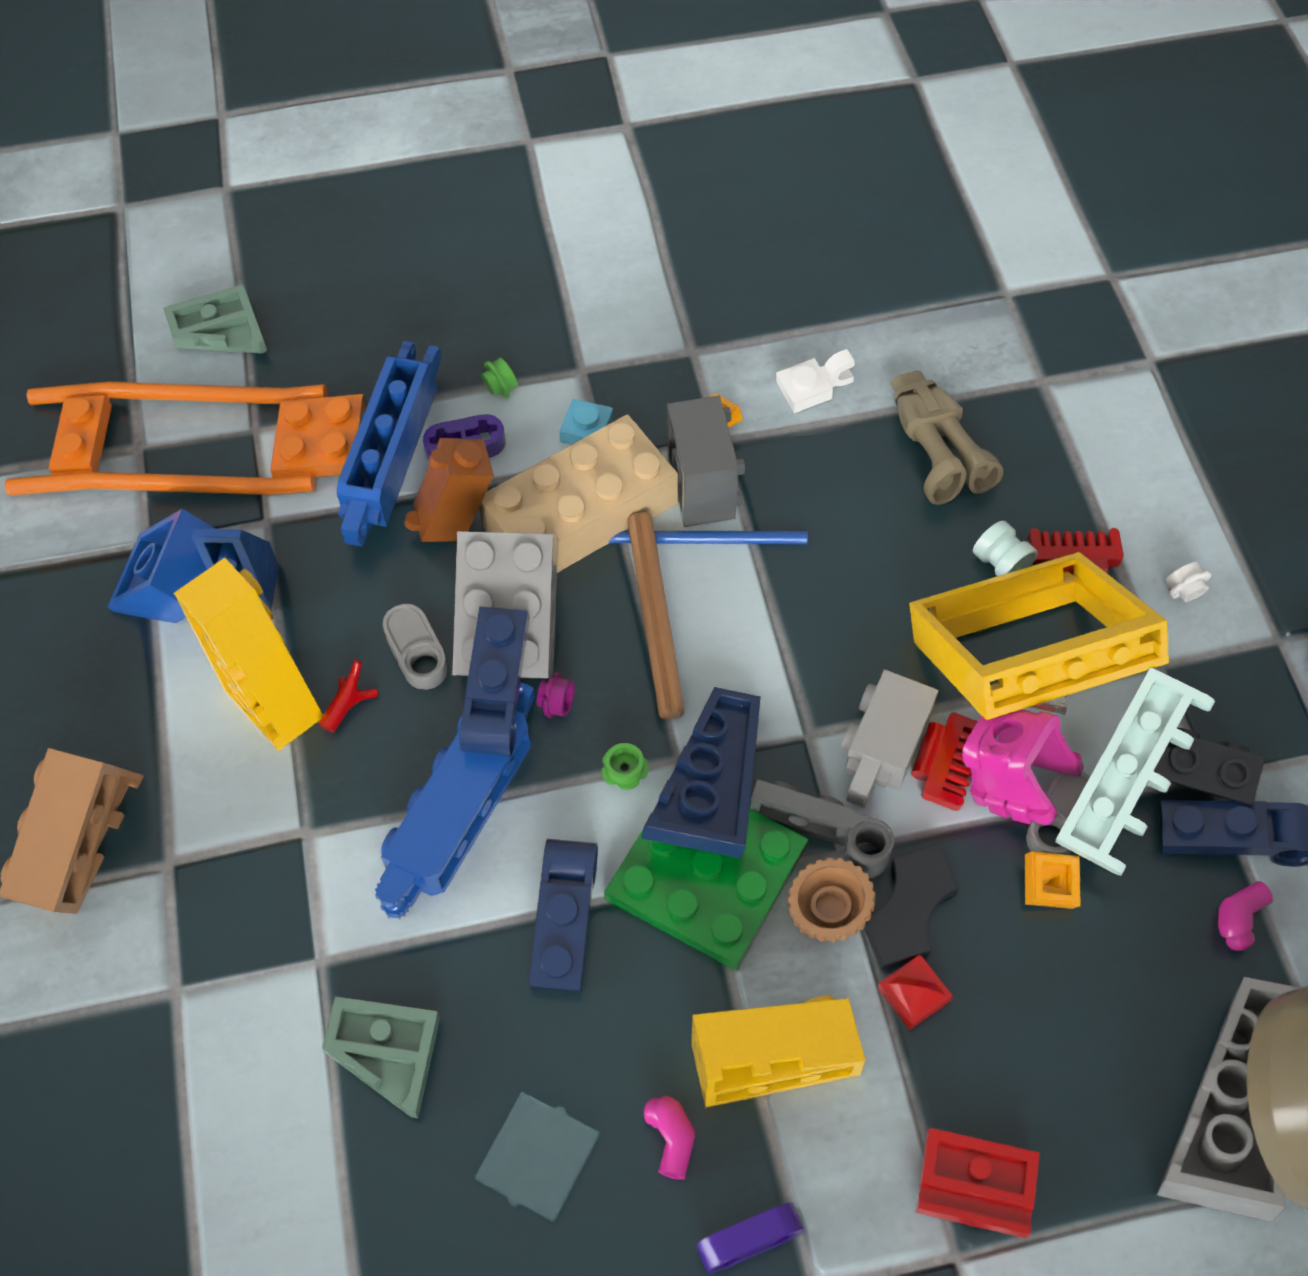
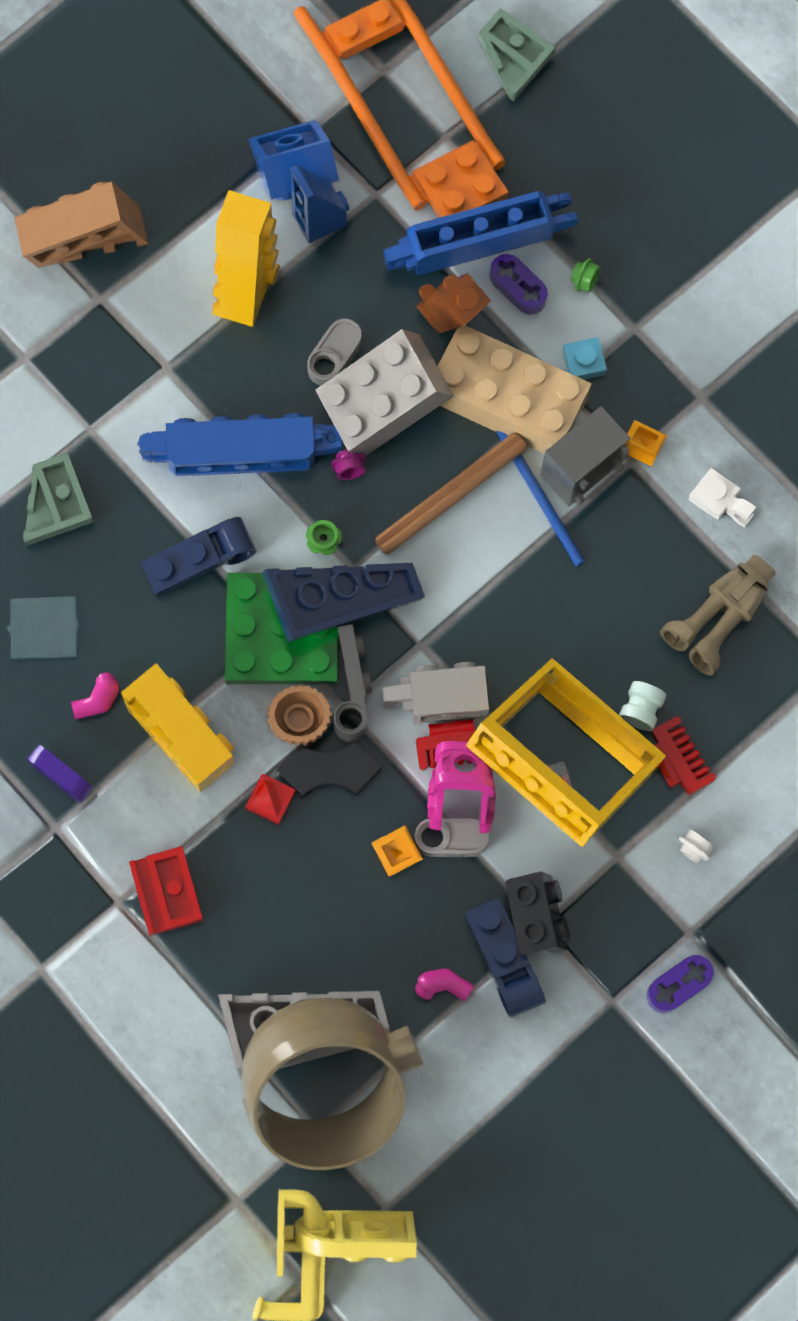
camera: 55 degrees right, 15 degrees up
(346, 698) = (269, 332): red bar -> none
(494, 682) = (314, 418): dark blue plate -> none
(1128, 767) = (495, 858): light aqua hinge -> none

